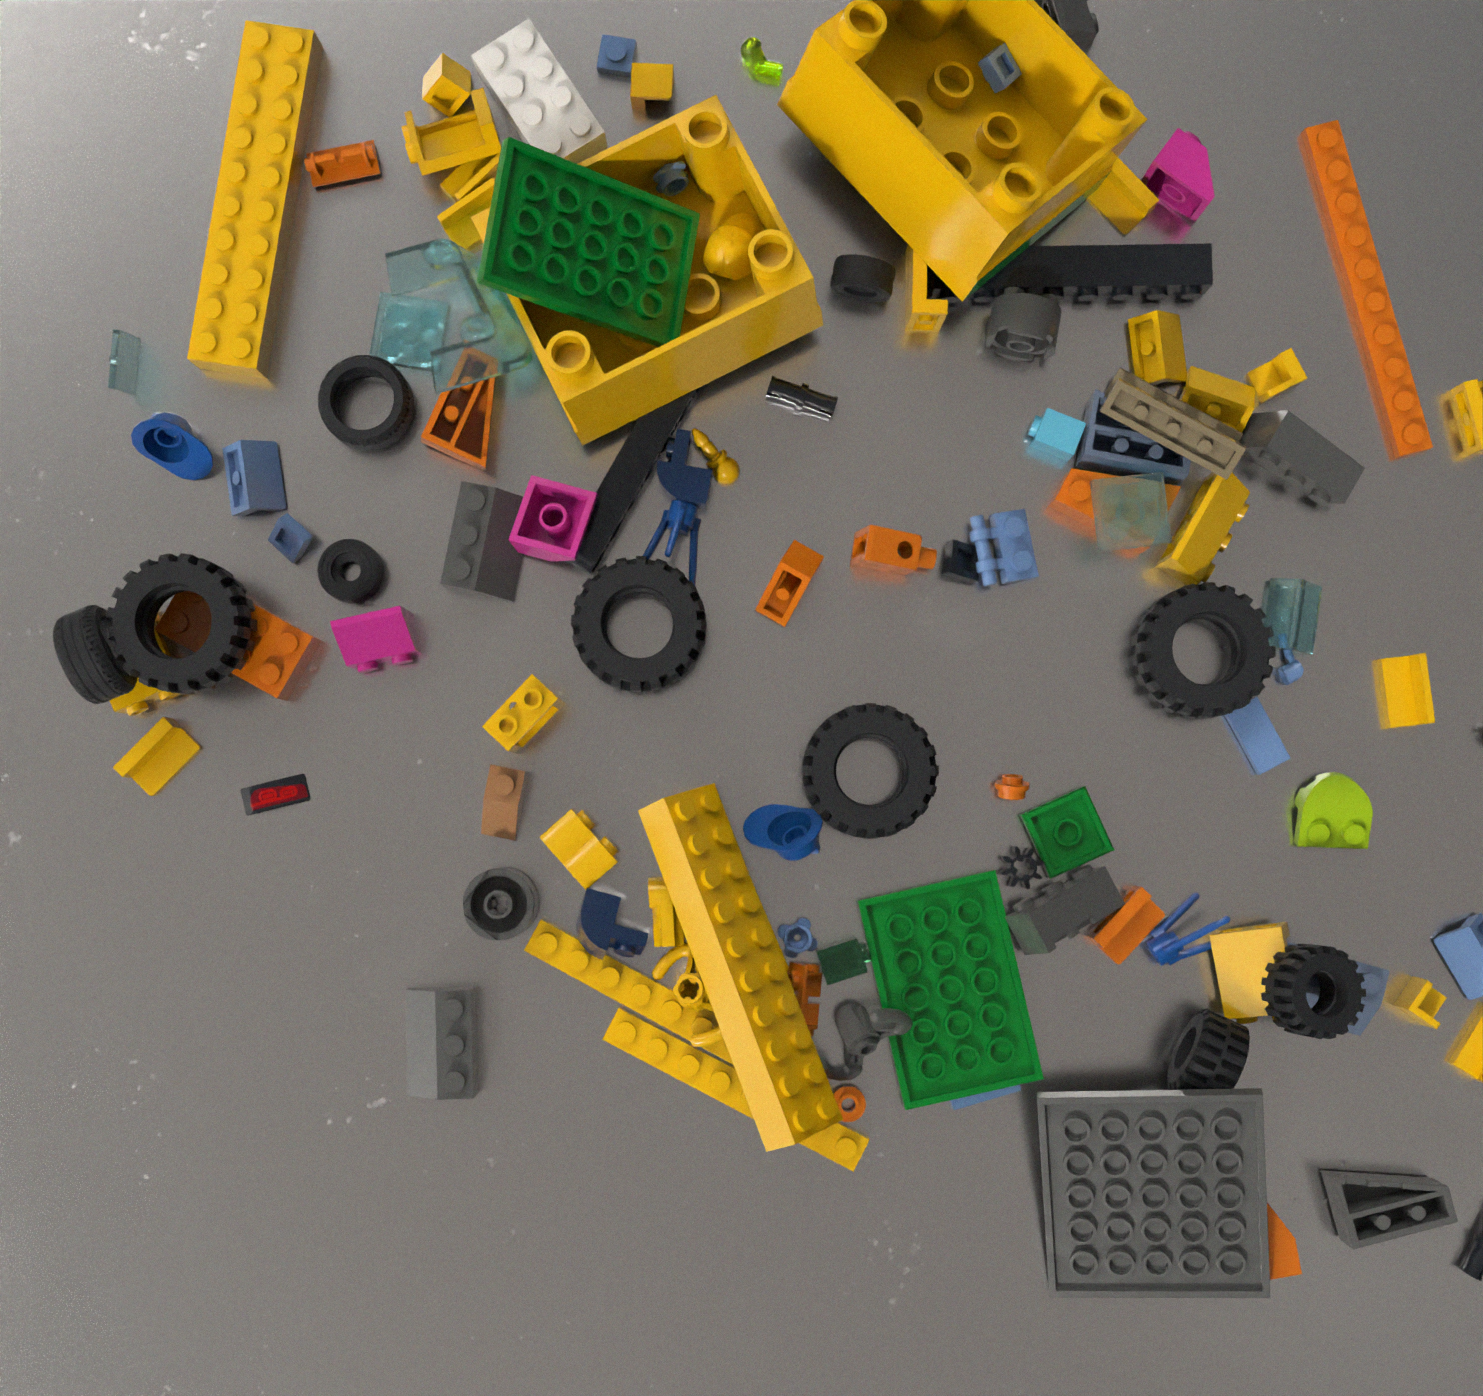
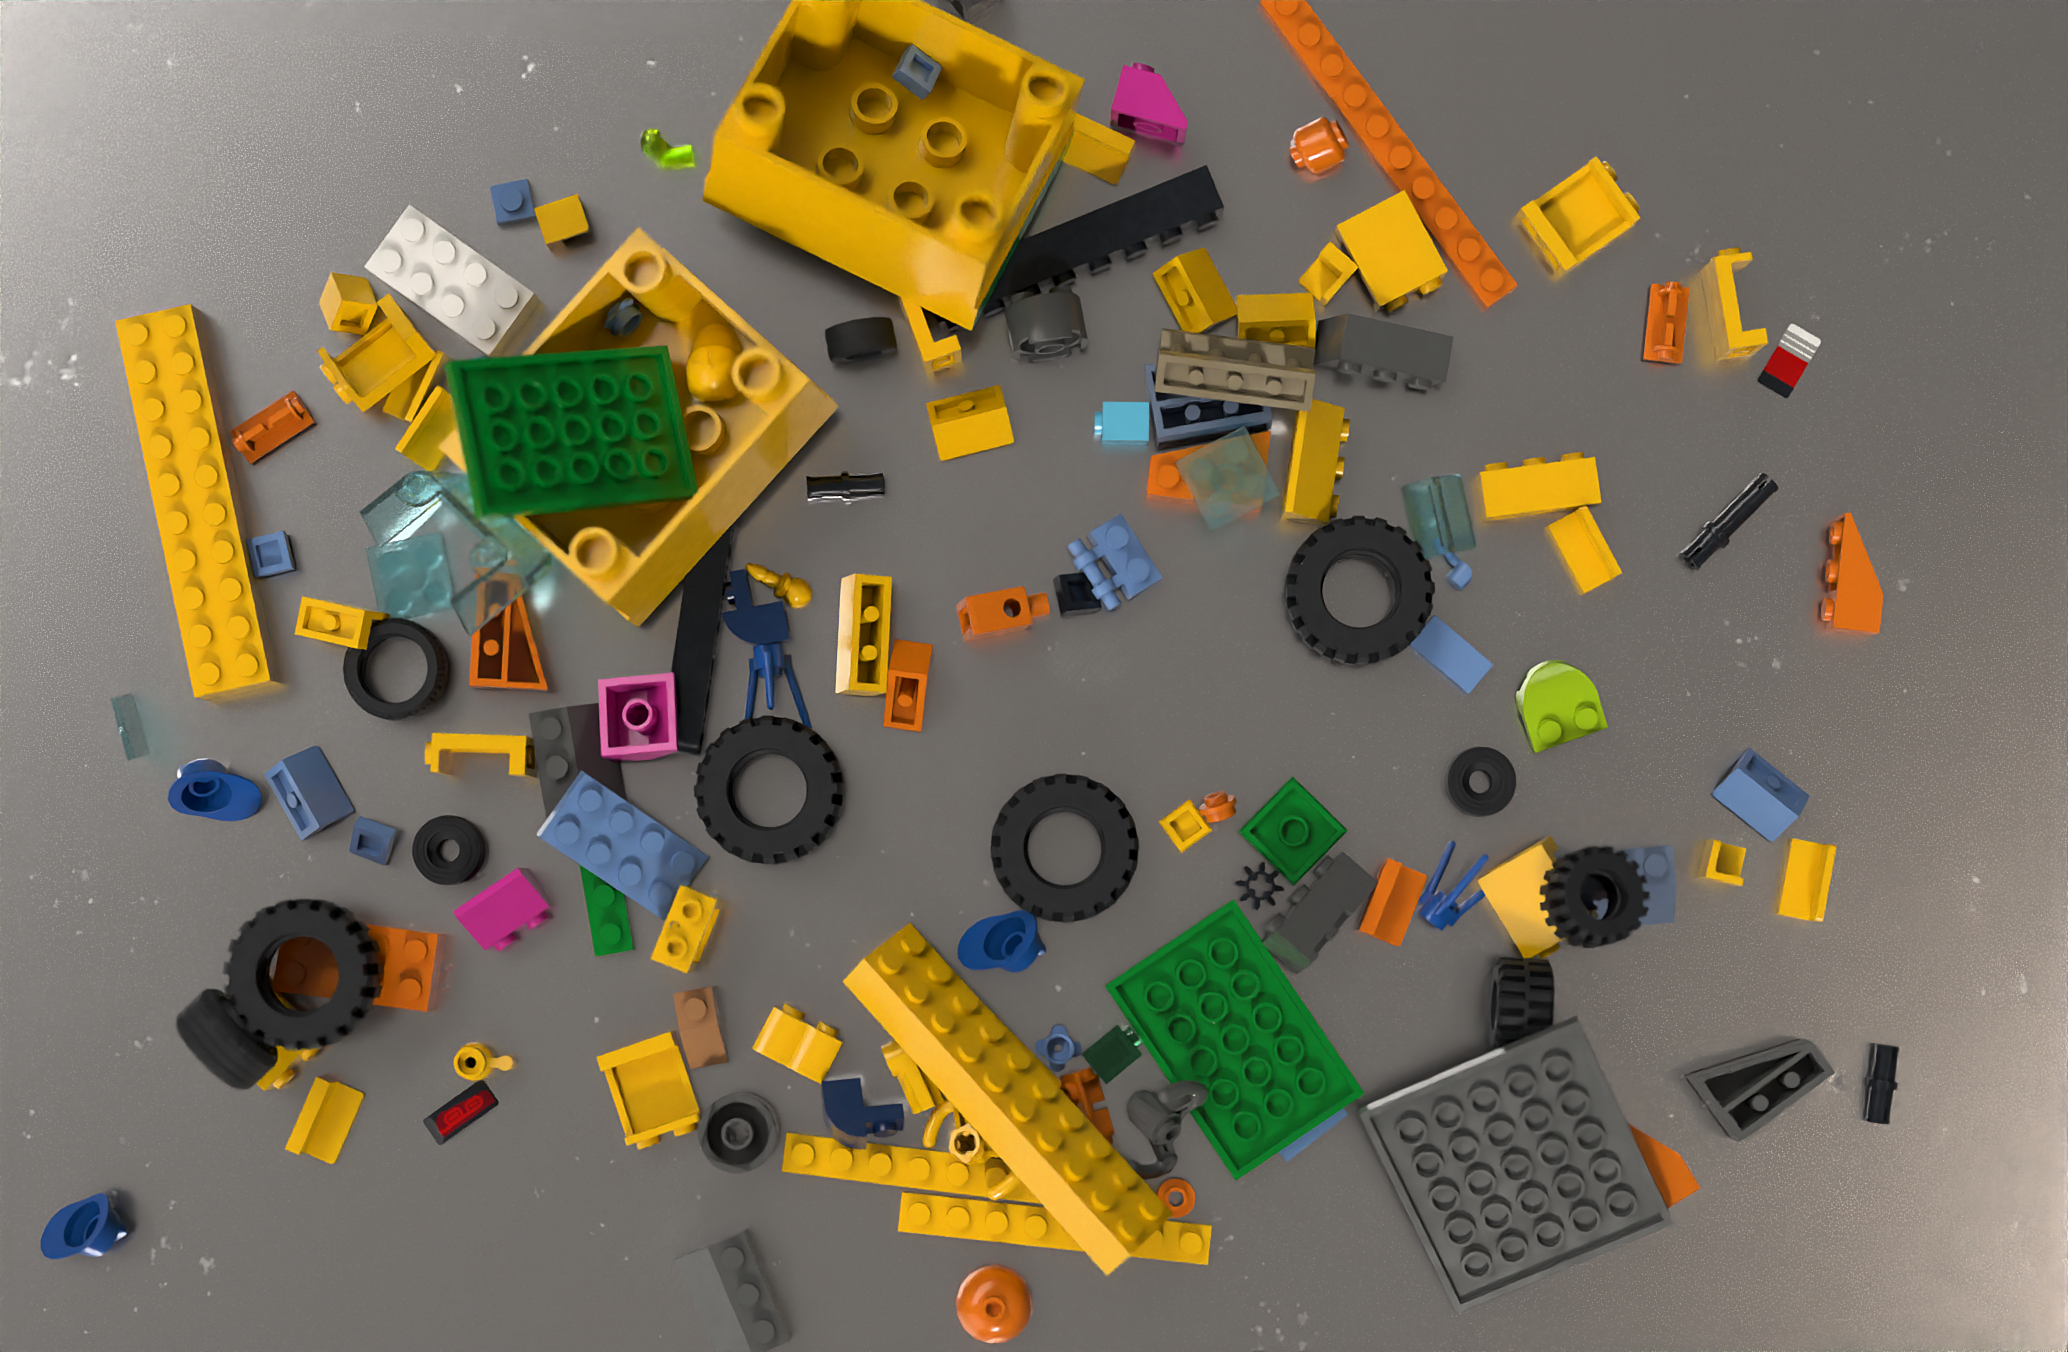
camera: 15 degrees left, 0 degrees up
(299, 267) = (270, 554): none -> medium blue plate
(306, 758) = (478, 1061): none -> yellow piece
(330, 342) = (336, 622): none -> yellow panel
(379, 481) = (521, 750): none -> yellow panel
(441, 838) = (651, 1089): none -> yellow panel
(466, 660) = (607, 916): none -> green plate
(496, 621) = (621, 844): none -> medium blue plate
(659, 1133) = (994, 1304): none -> orange cylinder
(769, 525) = (863, 635): none -> yellow brick
(927, 384) = (970, 422): none -> yellow panel
(977, 792) = (1185, 826): none -> yellow tile
(1261, 858) = (1502, 781): none -> black tyre
(1310, 265) = (1319, 145): none -> orange head
(1339, 378) = (1392, 252): none -> yellow panel
(1386, 623) = (1538, 487): none -> yellow brick

